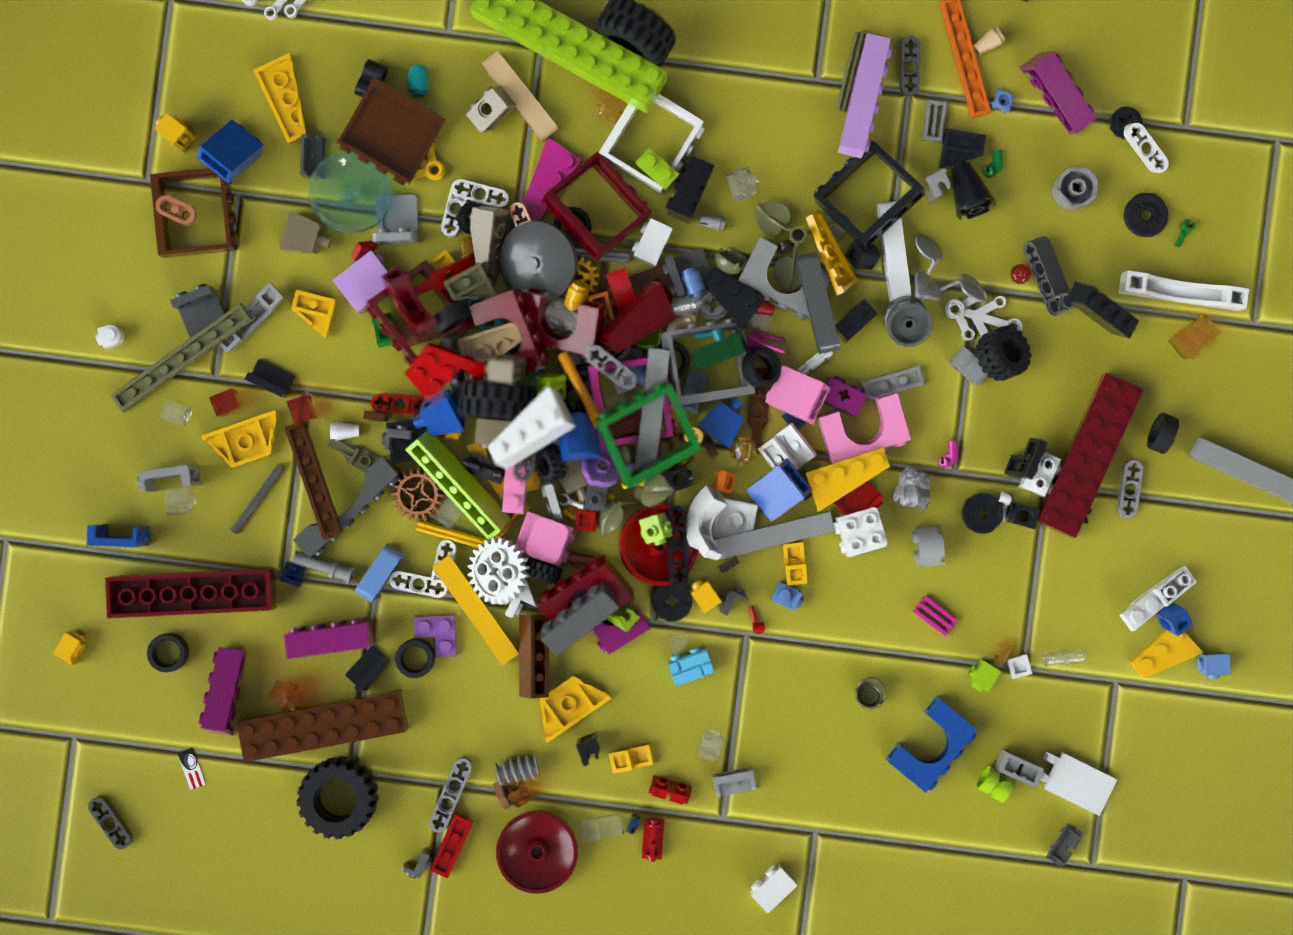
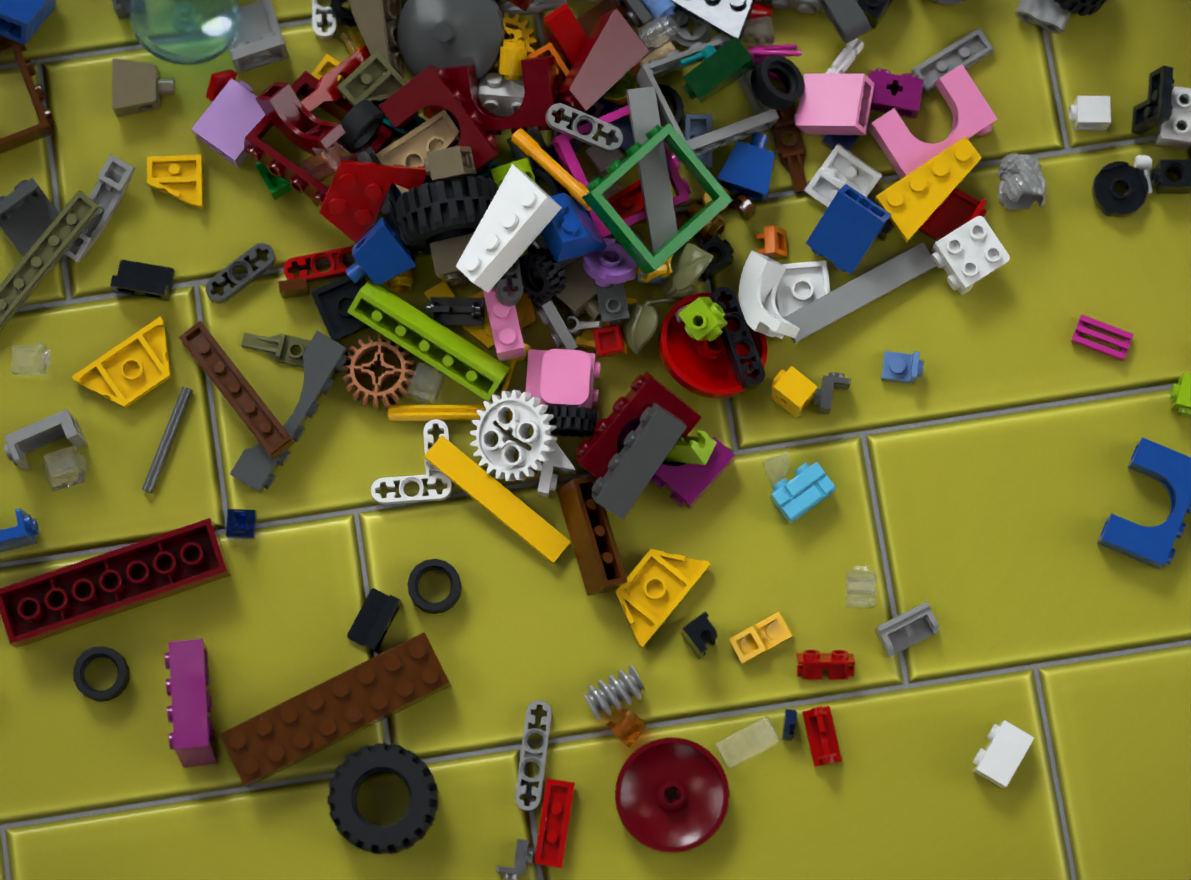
camera: 20 degrees left, 10 degrees down
(191, 768) = (173, 823): sticker -> none
(224, 402) = (92, 324): clear red panel -> none
(281, 691) = (275, 683): clear orange brick -> none
(301, 409) = (194, 304): clear red panel -> none
(328, 404) = (261, 267): none -> dark grey beam
(329, 639) = (314, 588): magenta brick -> none
(333, 569) = (291, 501): light grey pin -> none
(343, 430) = (257, 318): white cone -> none
(379, 572) = (355, 488): medium blue beam -> none
(400, 432) = (332, 296): flat silver bracket -> none
(442, 628) = (456, 538): medium lavender plate -> none
(502, 798) = (602, 735): medium nougat tile -> none
(579, 558) = (609, 396): copper pin -> none
(665, 610) = (746, 431): black plate -> none
(728, 564) = (812, 346): clear smoke tile -> none
(743, 450) = (785, 195): clear yellow head -> none
(758, 627) = (874, 418): red hand -> none
(794, 563) = (897, 321): yellow slope -> none
(870, 693) = (1050, 458): olive hair -> none
(929, 546) = (1065, 246): light grey brick -> none
(951, 456) = (1056, 130): dark pink arm -> none
(979, 452) = (1090, 112): none -> white brick

